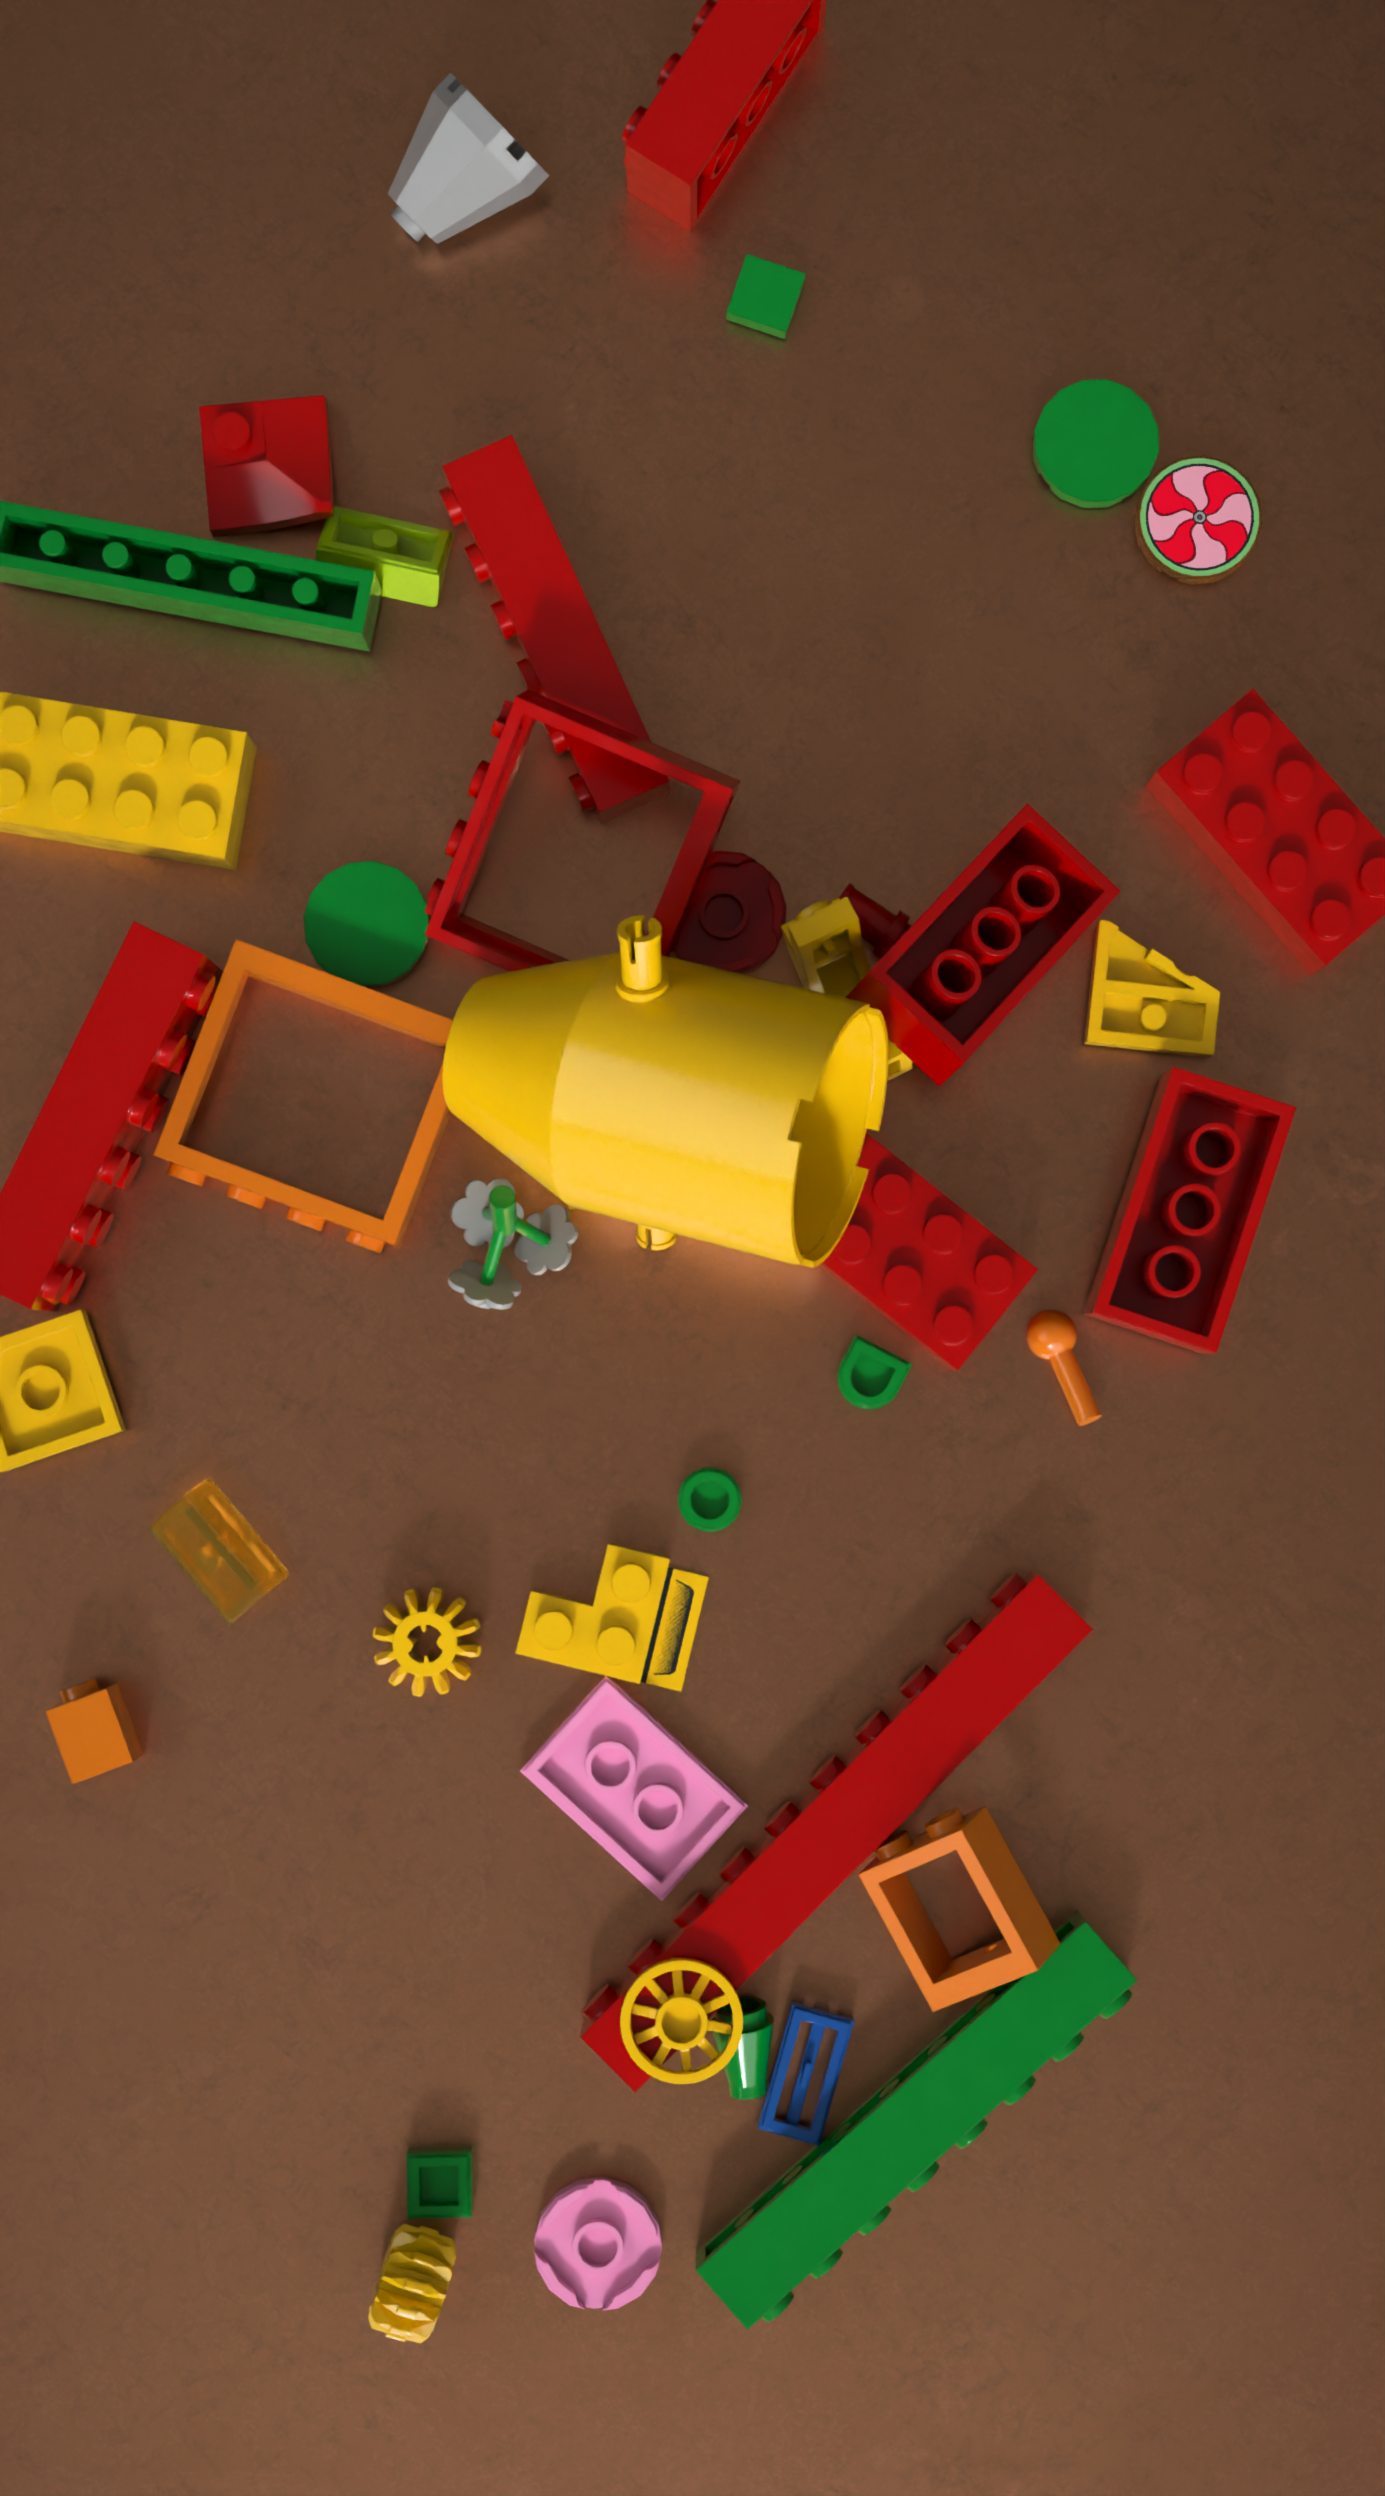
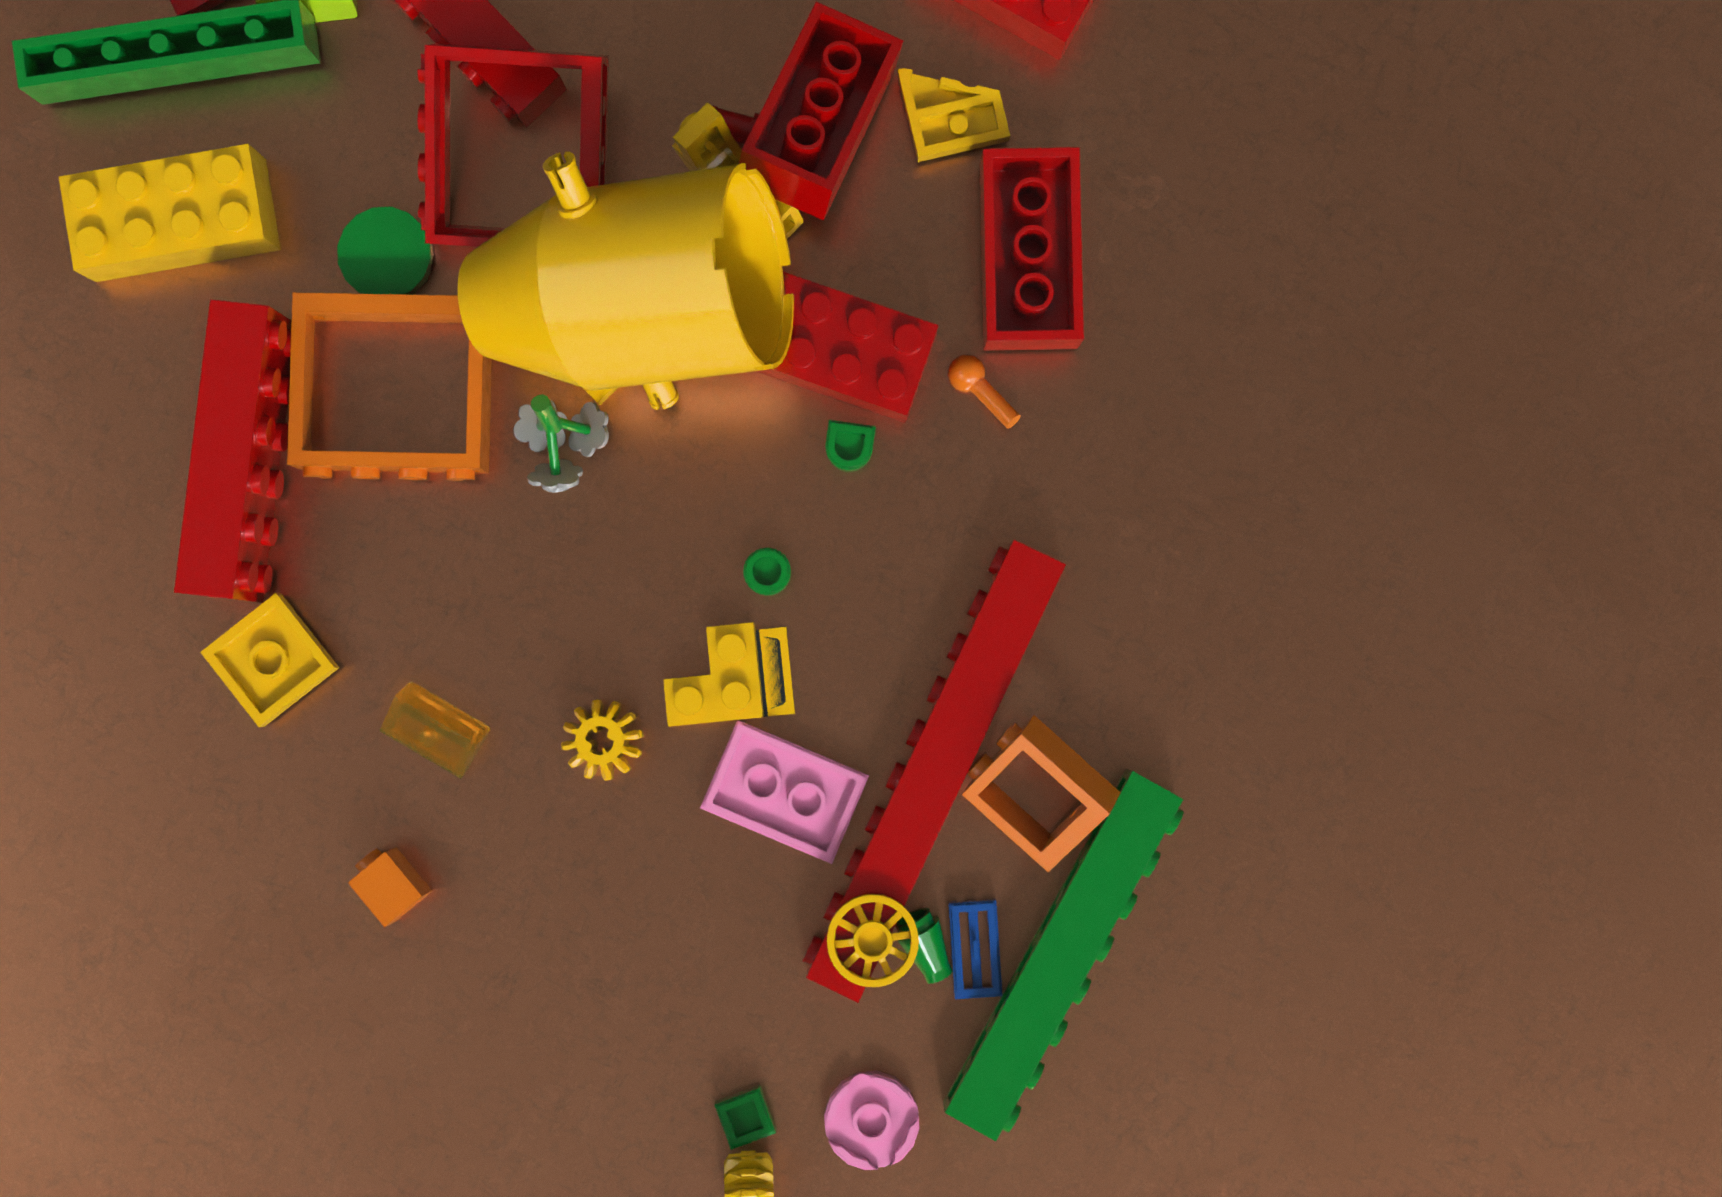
camera: 20 degrees left, 0 degrees up
(733, 915) = (639, 148): red tile -> none

